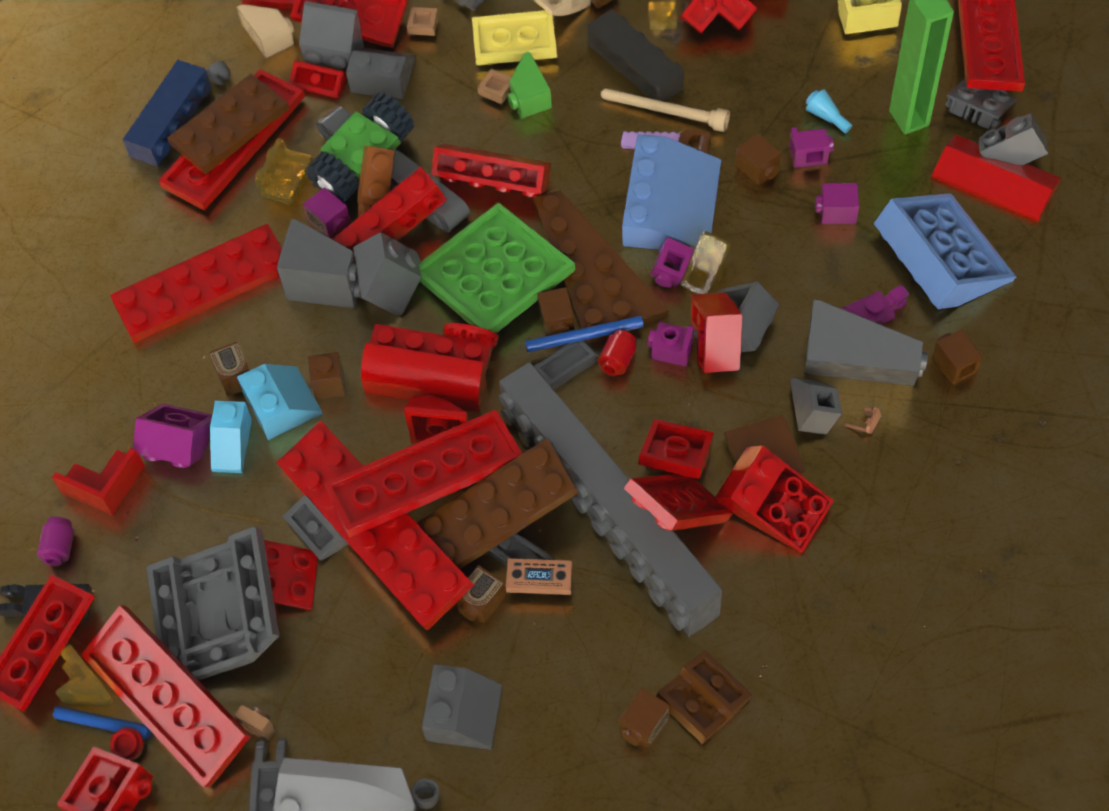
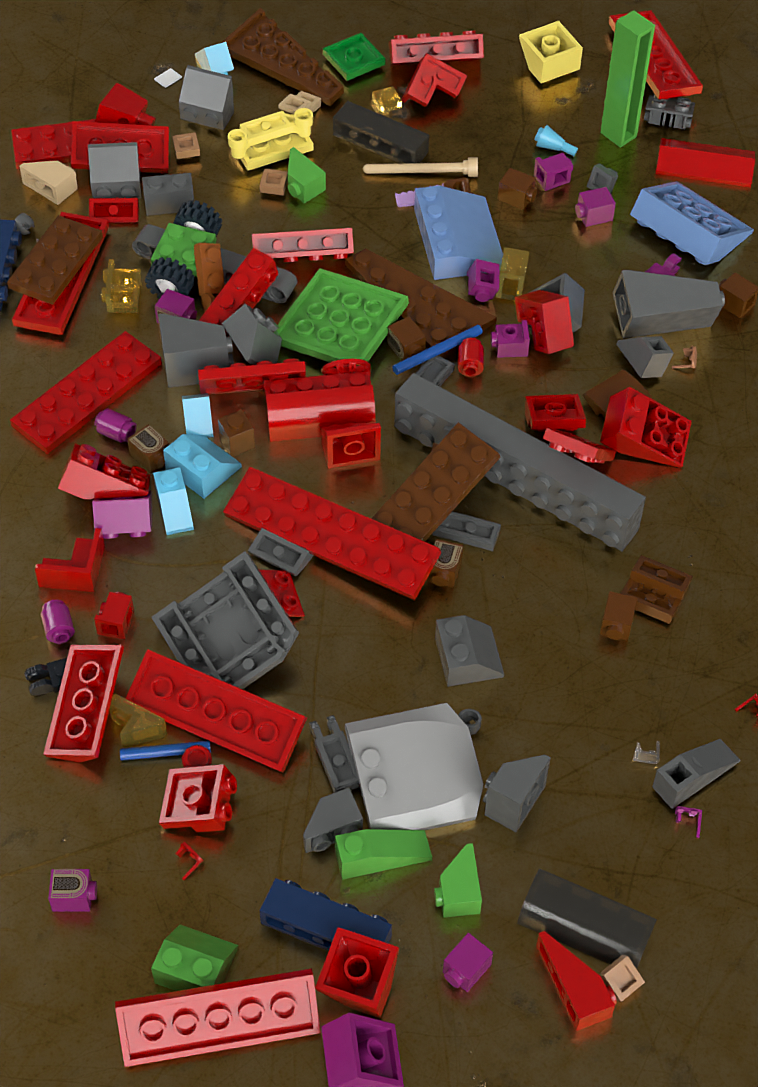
camera: 25 degrees left, 5 degrees down
(116, 551) = (115, 615): none -> red brick
(164, 388) = (101, 476): none -> red slope
(209, 331) = (115, 425): none -> magenta brick
(255, 721) = (303, 706): medium nougat plate -> none
(299, 340) = (197, 415): none -> medium azure slope
(352, 312) = (247, 378): none -> red plate
(421, 473) = (361, 479): red plate -> none
(510, 23) = (268, 128): none -> light yellow plate
(539, 576) = (486, 536): nougat tile -> none
(862, 171) = (602, 177): none -> dark grey tile
(1015, 142) = (712, 131): dark grey slope -> none

